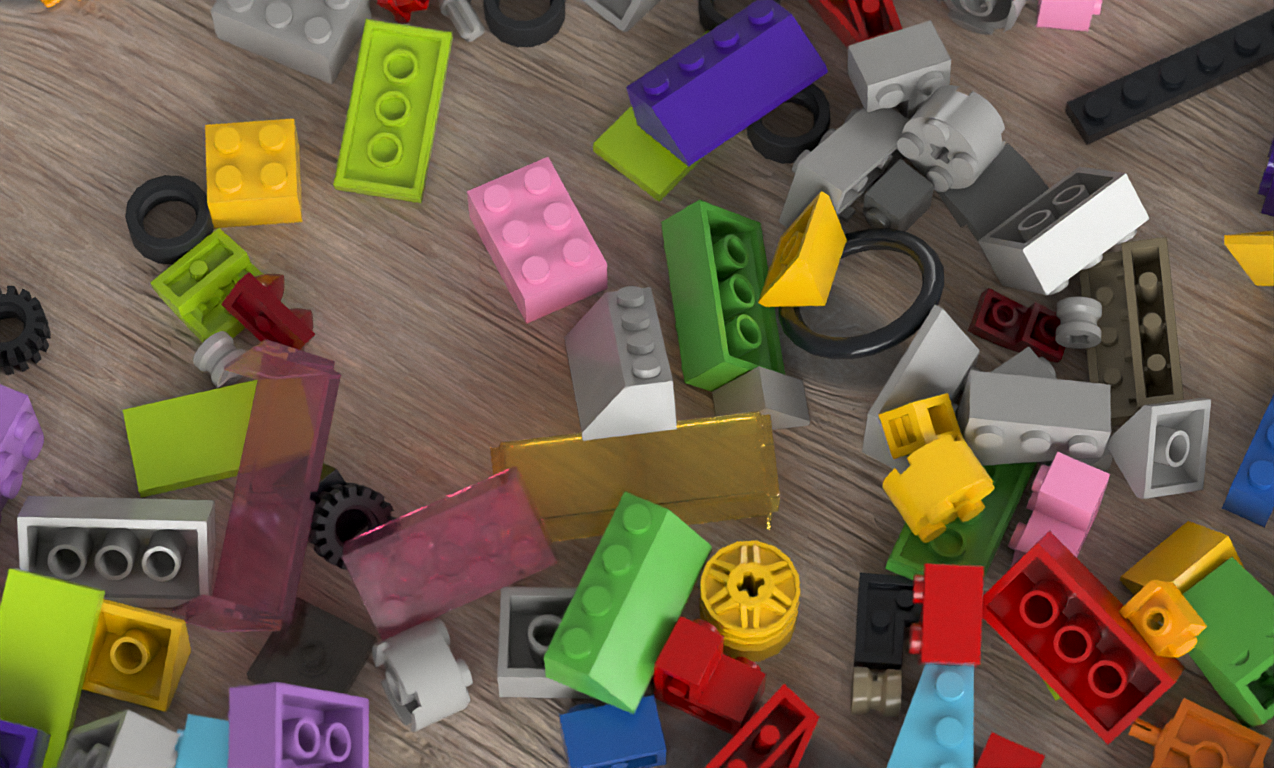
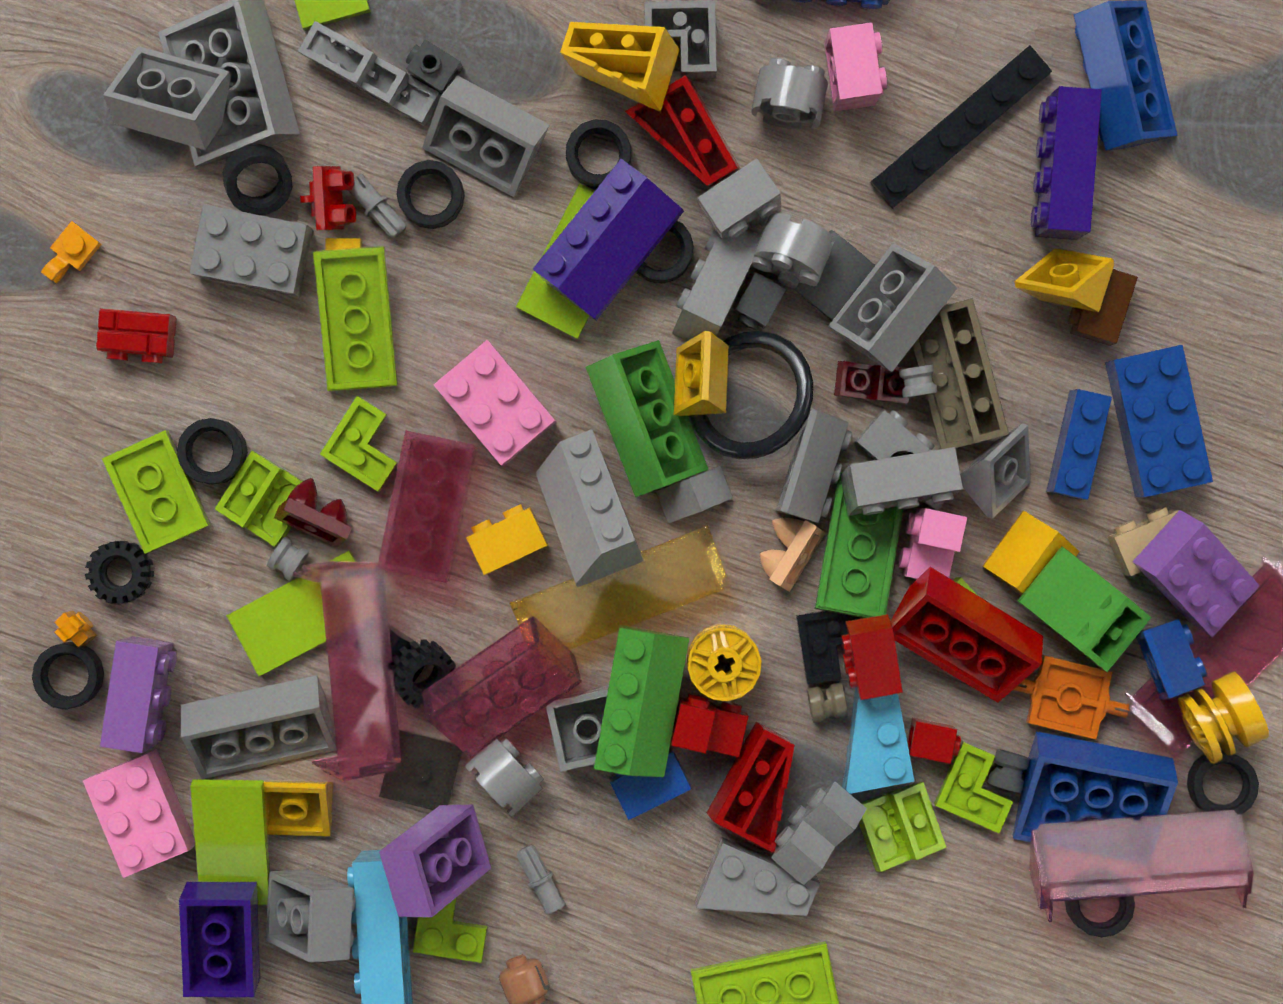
camera: 10 degrees left, 25 degrees up
(84, 250) = (156, 492): none -> lime plate
(122, 72) = (136, 334): none -> red brick
(253, 173) = (264, 398): yellow brick -> none
(344, 252) = (351, 447): none -> lime plate
(418, 333) = (427, 506): none -> clear pink brick
(507, 400) = (507, 539): none -> yellow brick
(870, 508) = (802, 540): none -> light nougat tile
(919, 424) = (821, 510): yellow brick -> none
(939, 487) = (843, 552): yellow brick -> none
(1181, 621) = (1026, 615): light orange brick -> none

